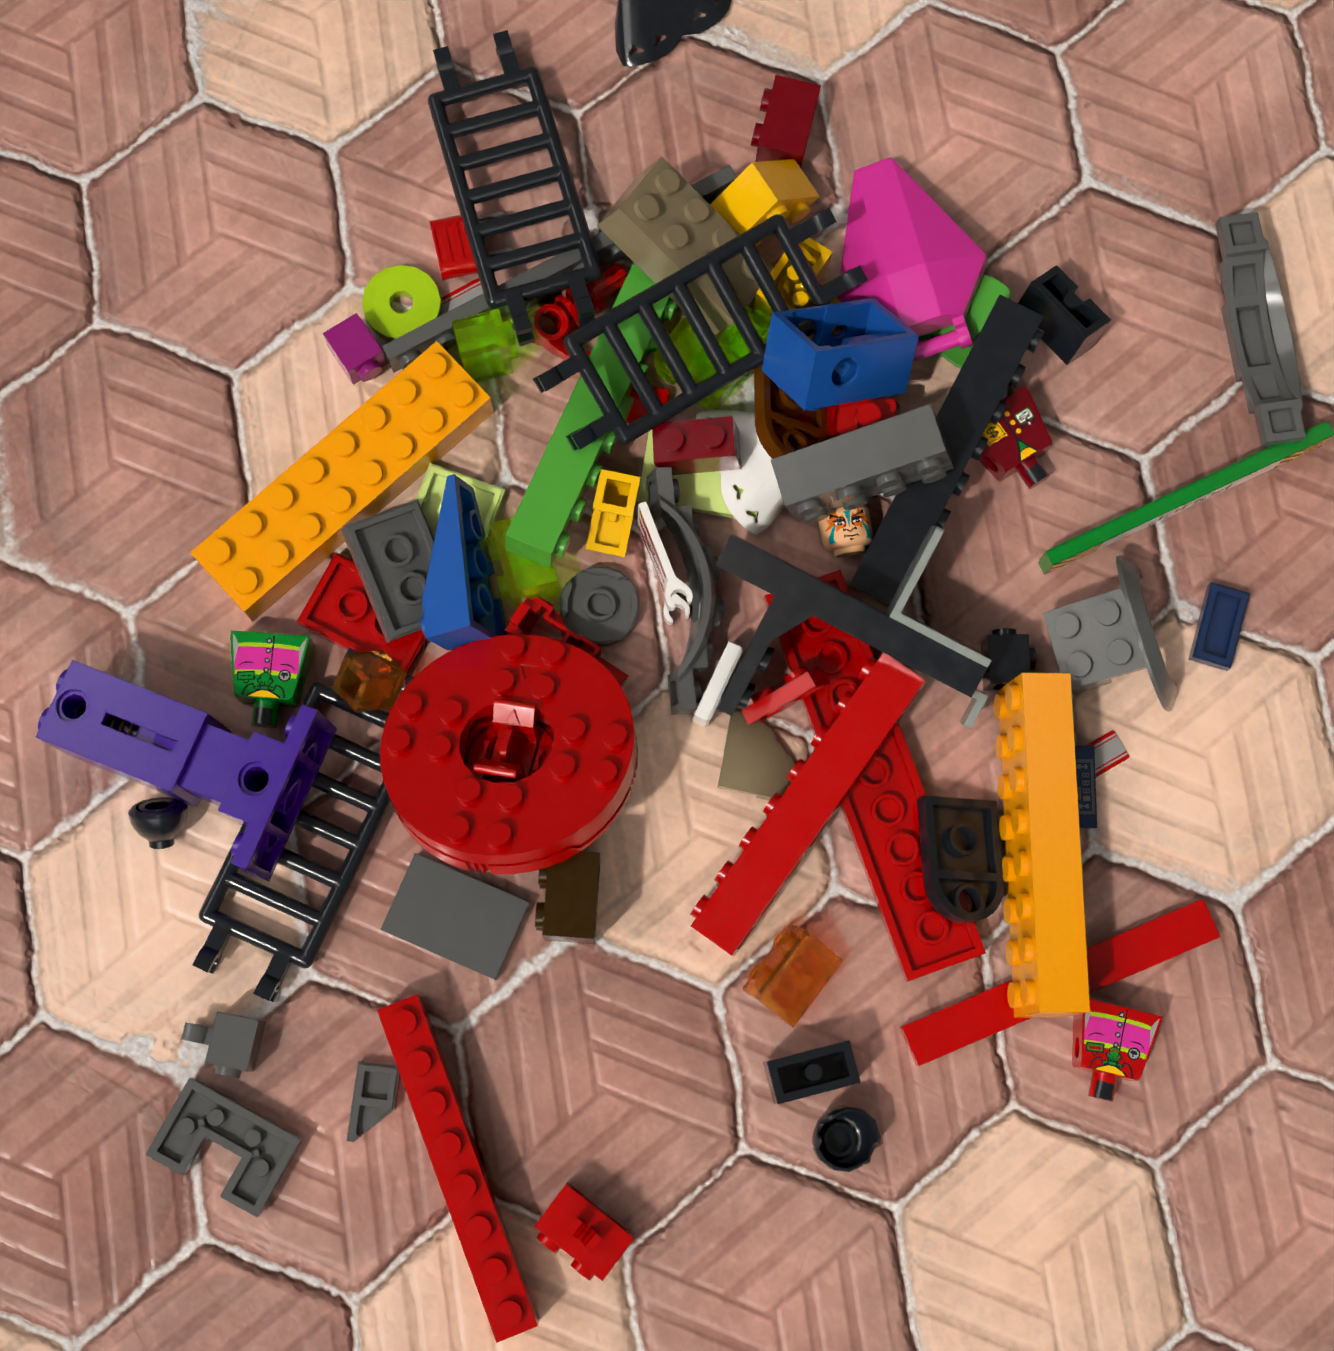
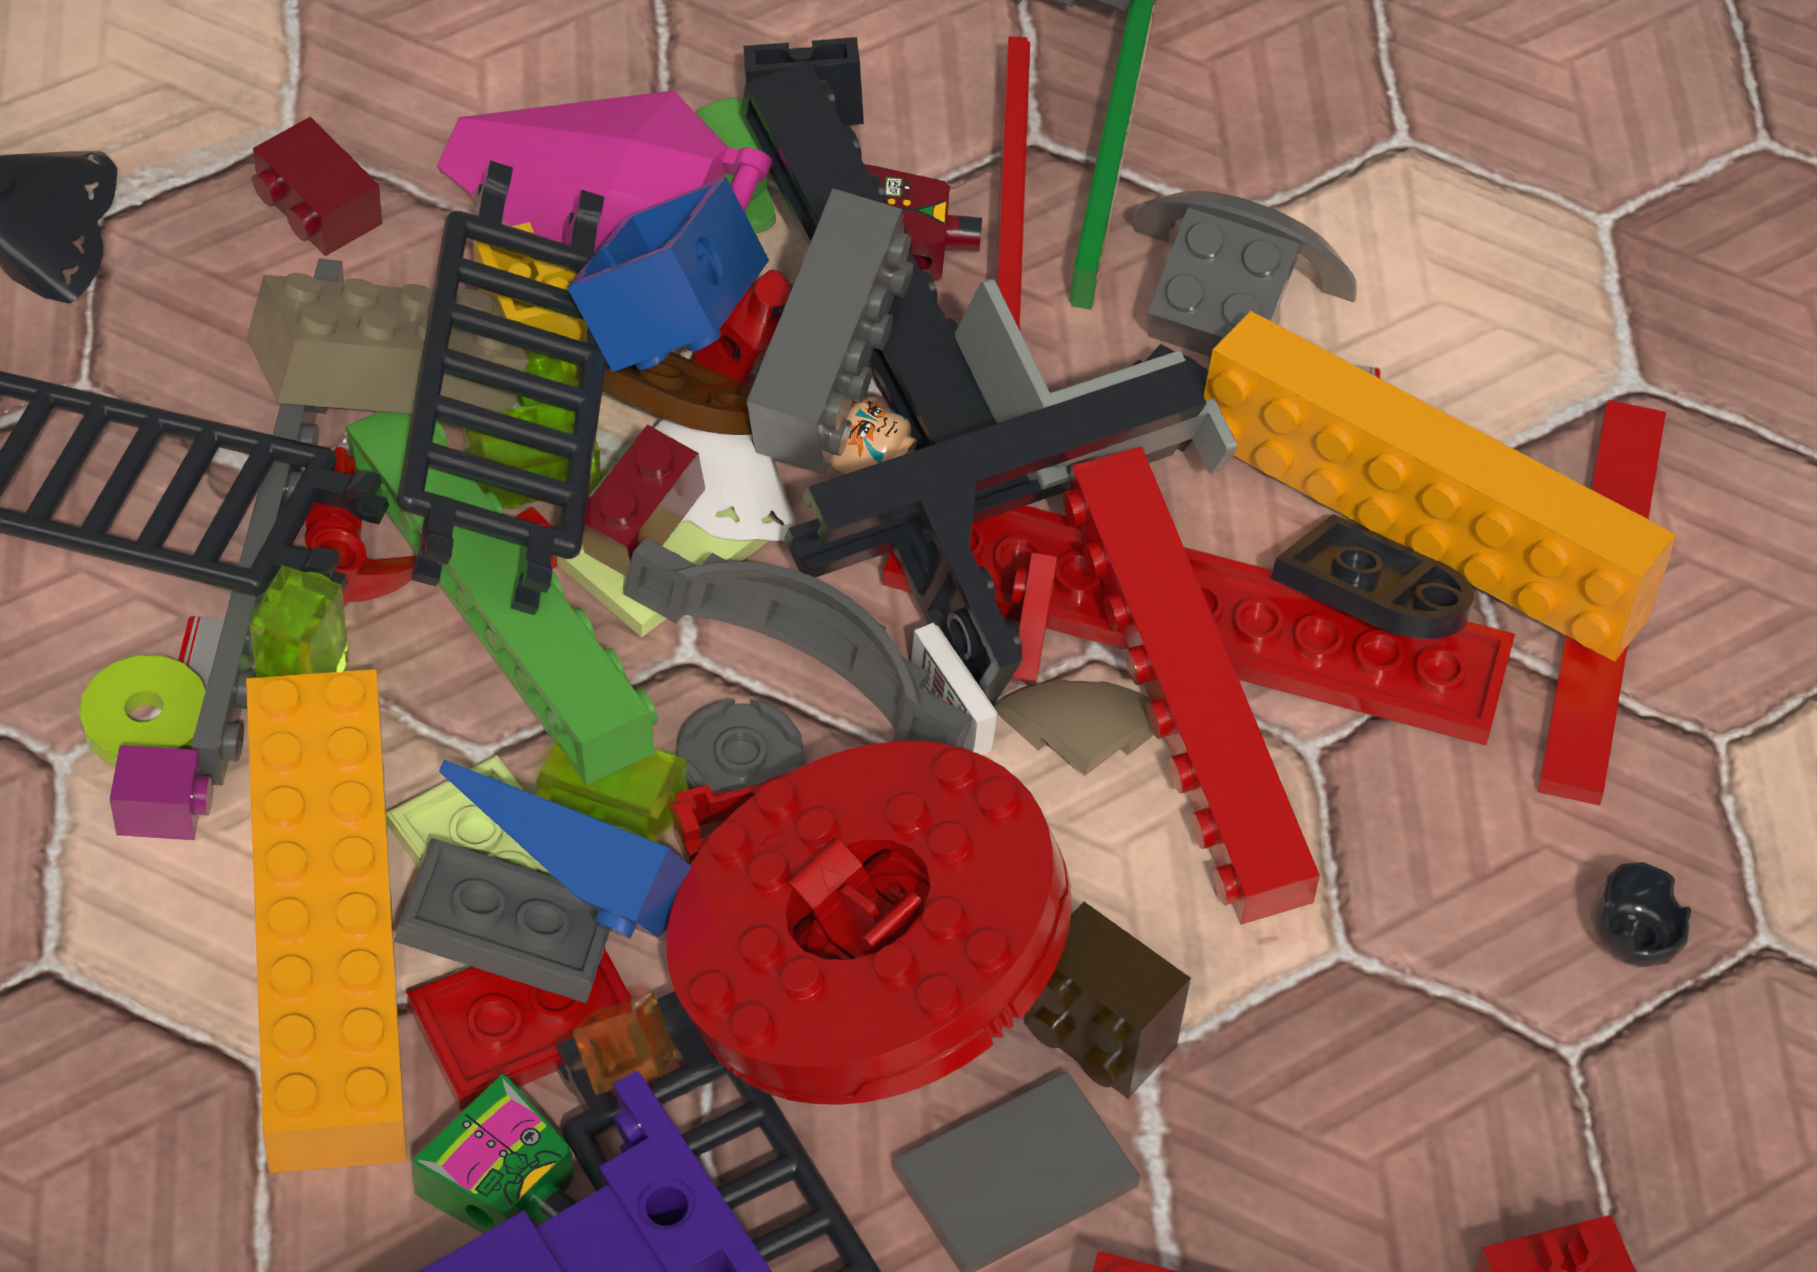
camera: 50 degrees left, 25 degrees down
(453, 246) = (131, 604): red piece -> none
(613, 512) = (637, 633): yellow brick -> none
(669, 582) = (752, 635): white flag -> none
(766, 190) = (395, 244): yellow brick -> none
(792, 974) = (1385, 847): clear orange bracket -> none
(811, 1072) = (1531, 894): black brick -> none
(1058, 493) = (1013, 174): none -> red tile
(1112, 1045) = (1722, 587): torso -> none
(1219, 626) = (1293, 188): dark blue tile -> none

